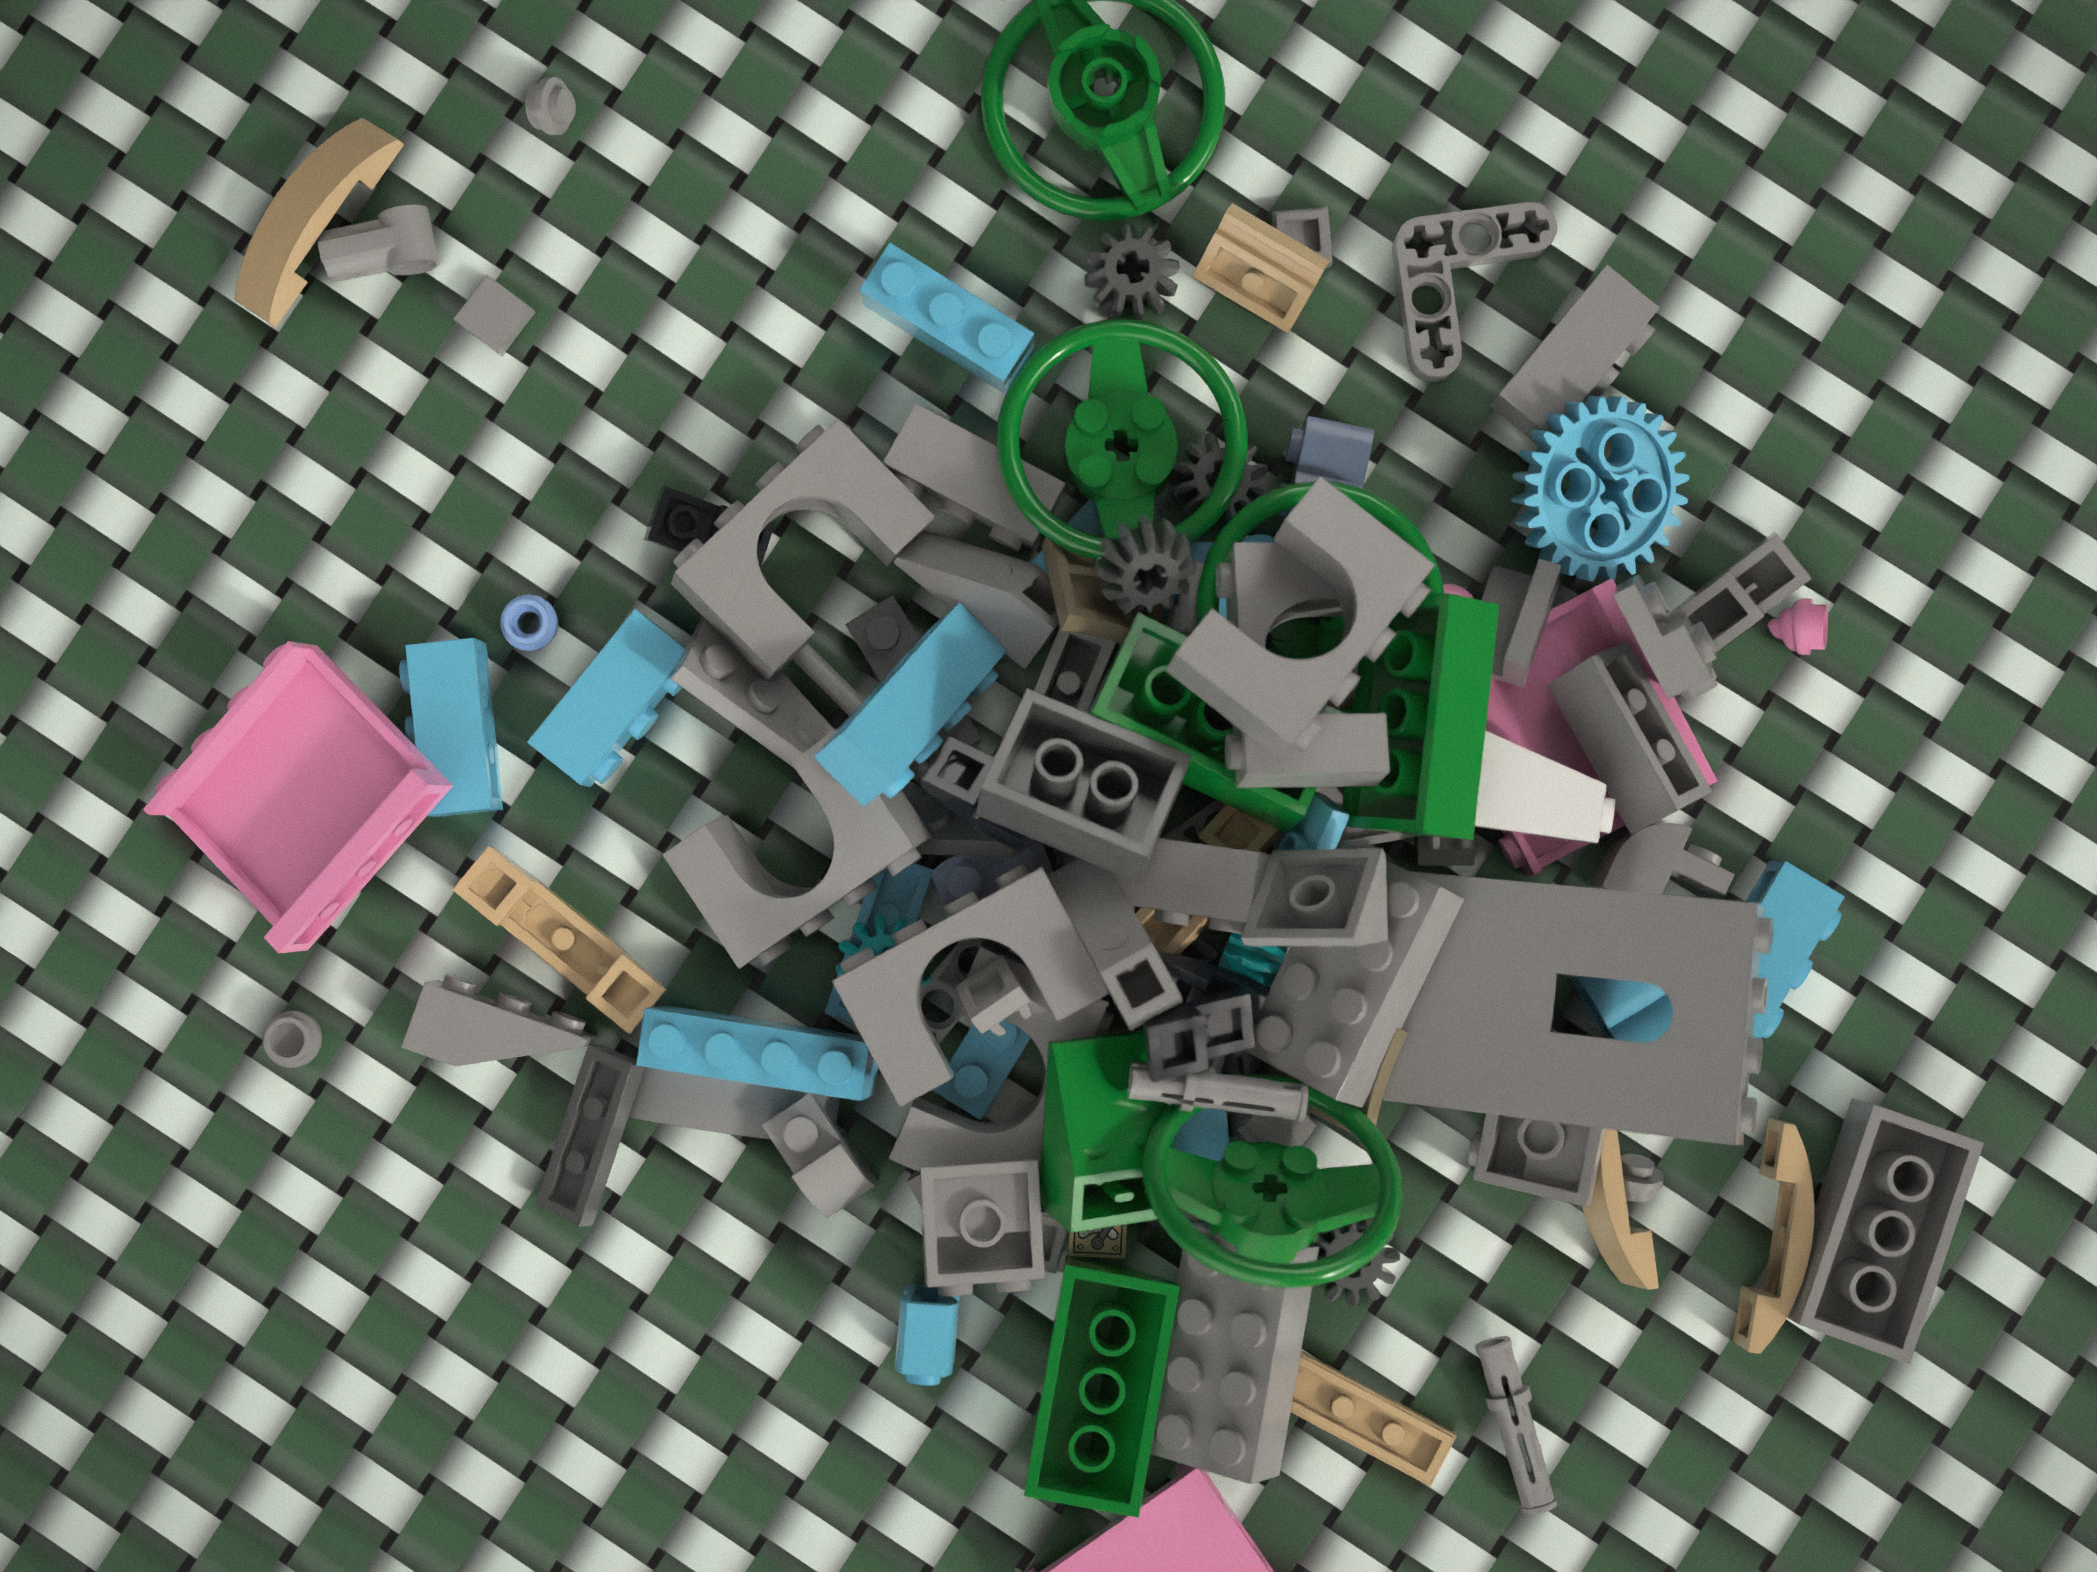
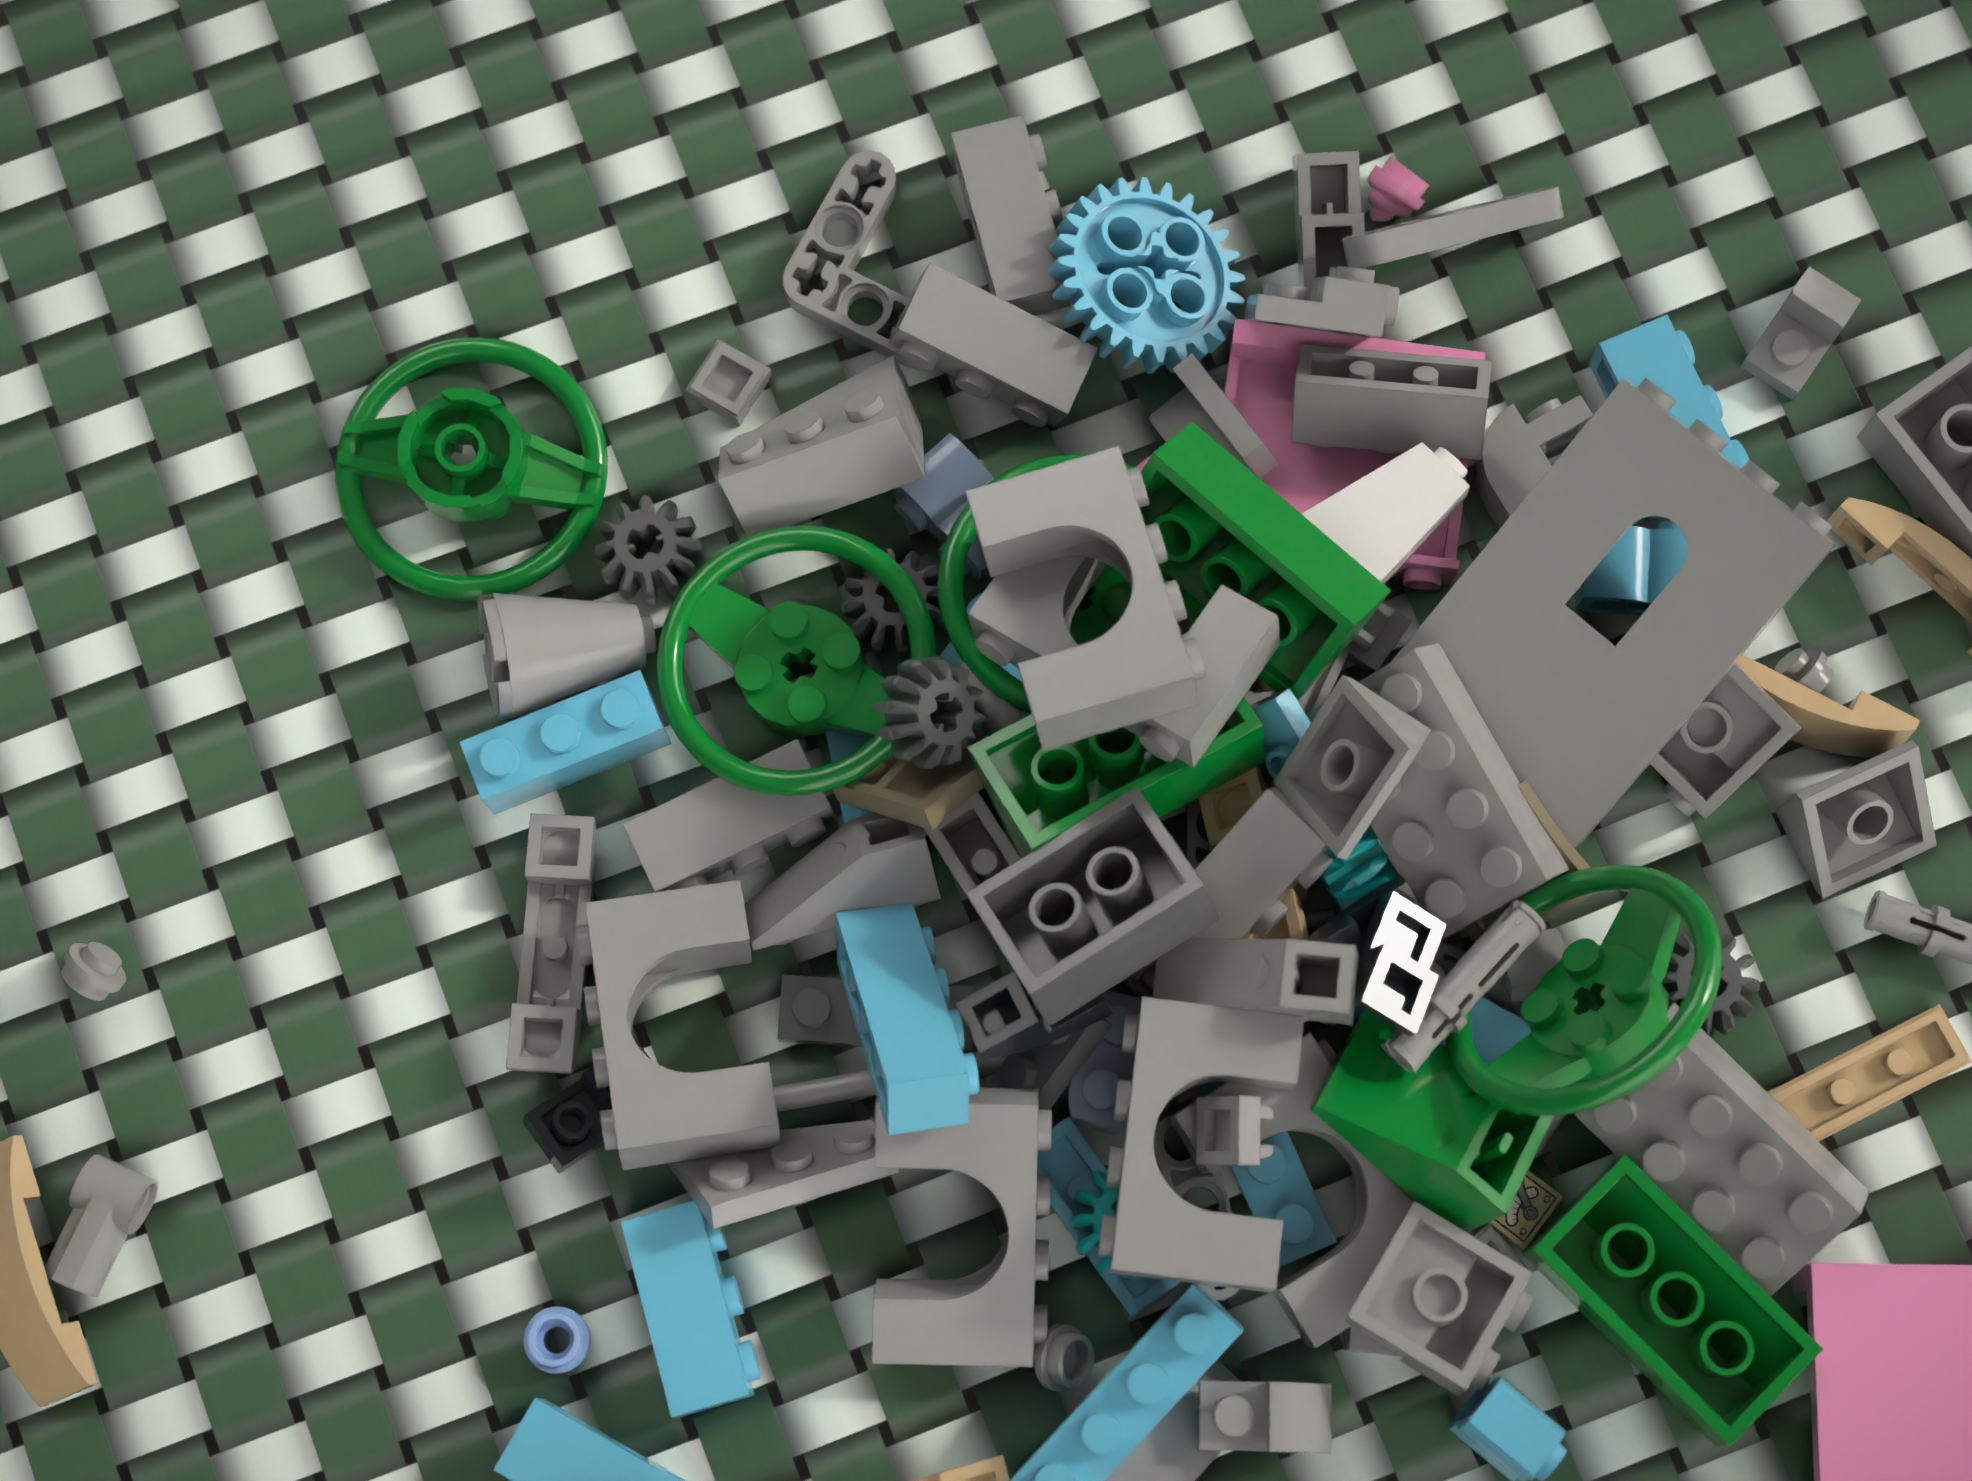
camera: 50 degrees left, 10 degrees down
(494, 315) = (244, 1165): light grey tile -> none
(763, 985) = (1064, 1358): none -> light grey plate
(843, 391) = (551, 978): none -> light grey slope
(1011, 261) = (556, 647): none -> light grey cone
(1260, 268) = (712, 420): tan plate -> none
(1295, 350) = (826, 452): none -> light grey wedge
(1461, 413) = (992, 347): none -> light grey brick
(1554, 1292) = (1861, 820): none -> light grey slope
(1800, 690) = (1453, 227): none -> light grey beam
(1905, 1004) = (1800, 333): none -> light grey slope

